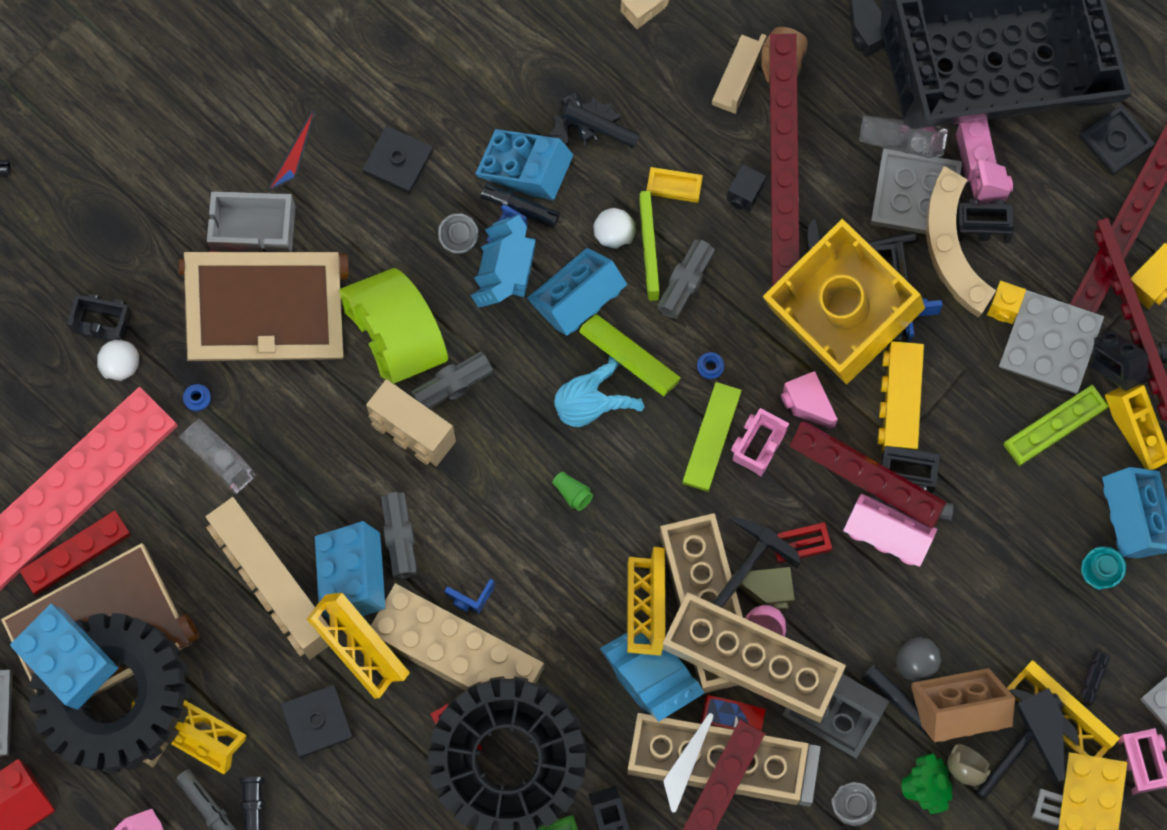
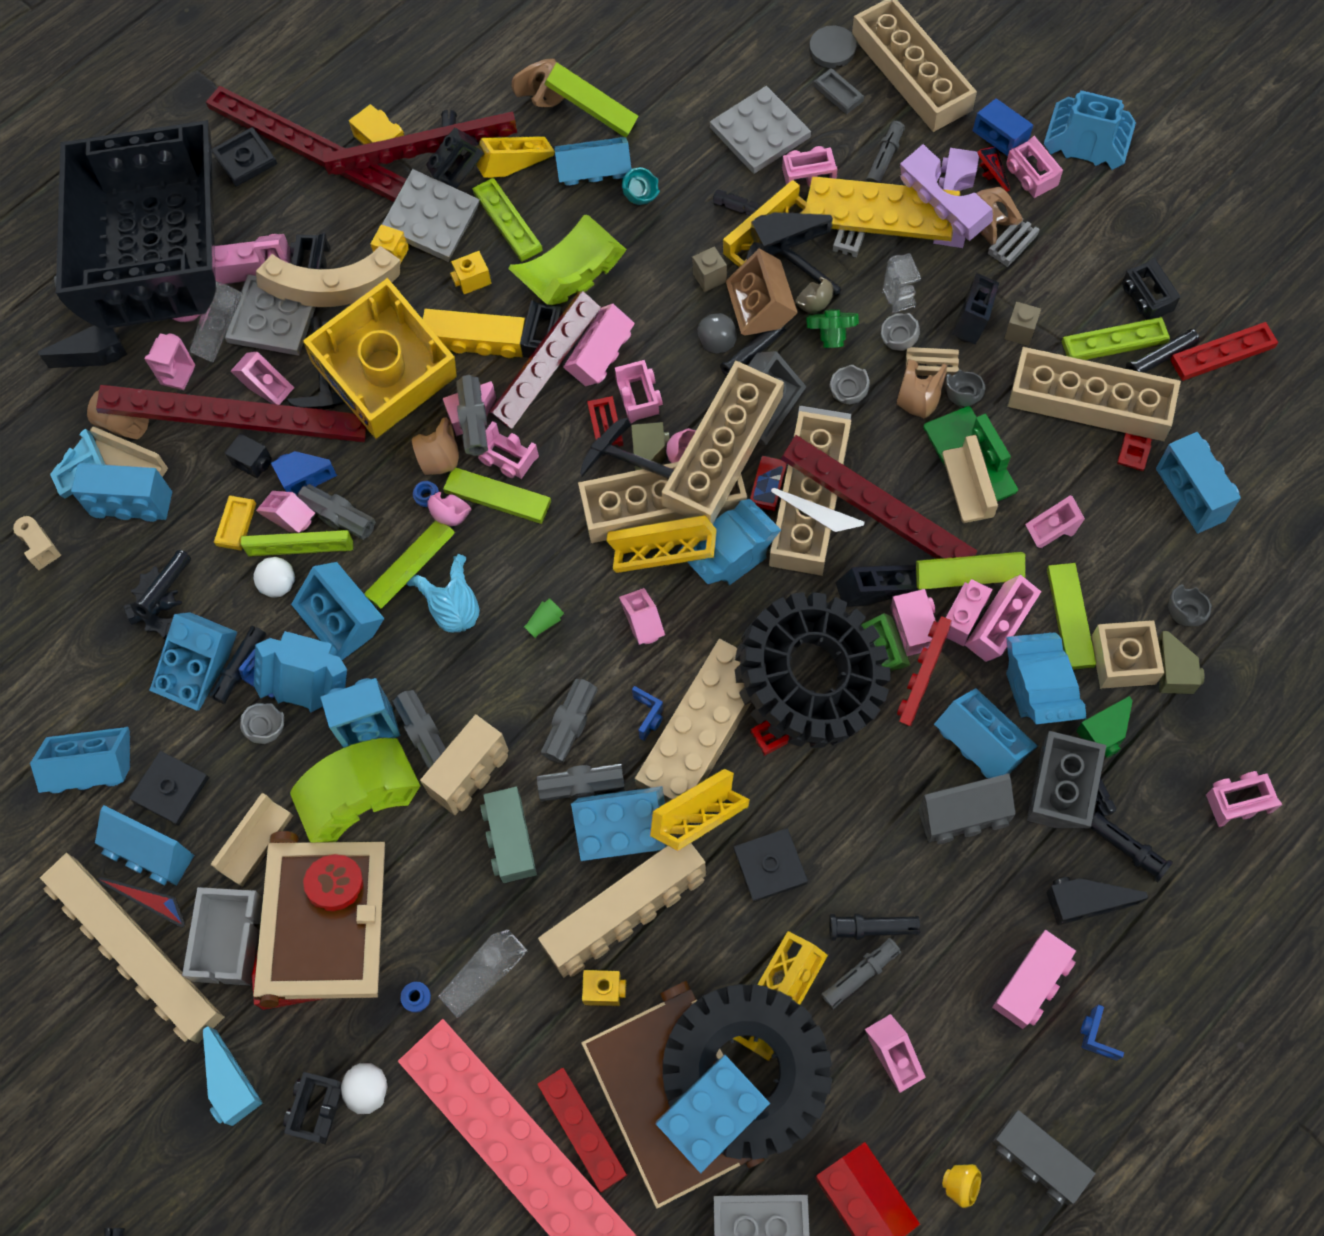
camera: 85 degrees left, 5 degrees down
(124, 243) = (226, 1083): none -> medium azure slope
(199, 564) = (603, 988): none -> yellow brick
(246, 145) = (131, 948): none -> tan brick
(296, 312) = (333, 882): none -> red tile
(336, 143) = (141, 847): none -> dark azure slope
(345, 237) = (250, 840): none -> tan panel
(346, 470) = (508, 835): none -> sand green brick
(423, 79) = (82, 760): none -> dark azure slope
(457, 319) = (360, 713): none -> dark azure brick
(462, 521) = (569, 721): none -> dark grey piece
(575, 587) = (642, 616): none -> bright pink slope
(683, 230) = (286, 511): none -> bright pink slope
(690, 388) = (448, 511): none -> bright pink hair
(694, 73) = (121, 491): none -> dark azure brick
(728, 30) = (85, 453): none -> medium azure wing
(728, 239) = (302, 469): none -> blue slope
(753, 373) = (437, 451): none -> medium nougat helmet
(789, 400) = (472, 415): none -> dark grey piece
(833, 565) = (634, 372): none -> bright pink window
(836, 190) = (262, 378): none -> bright pink slope
(848, 99) = (170, 361): none -> bright pink window
(978, 389) = (470, 273): none -> yellow brick
(995, 492) = (571, 263): none -> lime panel
(997, 647) = (709, 269): none -> dark tan brick

